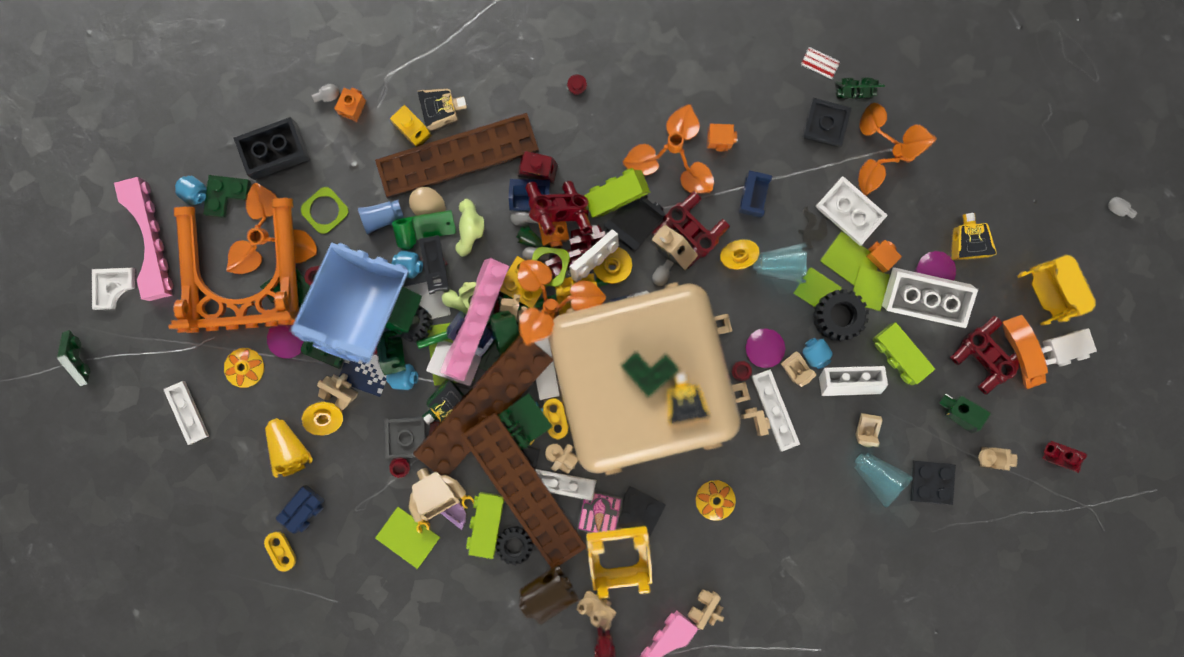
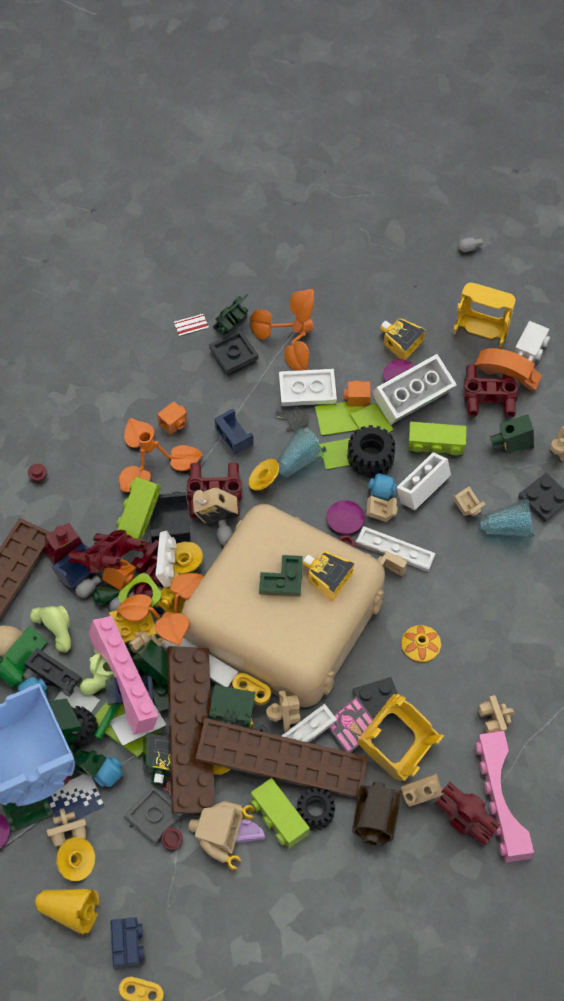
camera: 40 degrees left, 25 degrees down
(402, 537) = (230, 888): lime window -> none

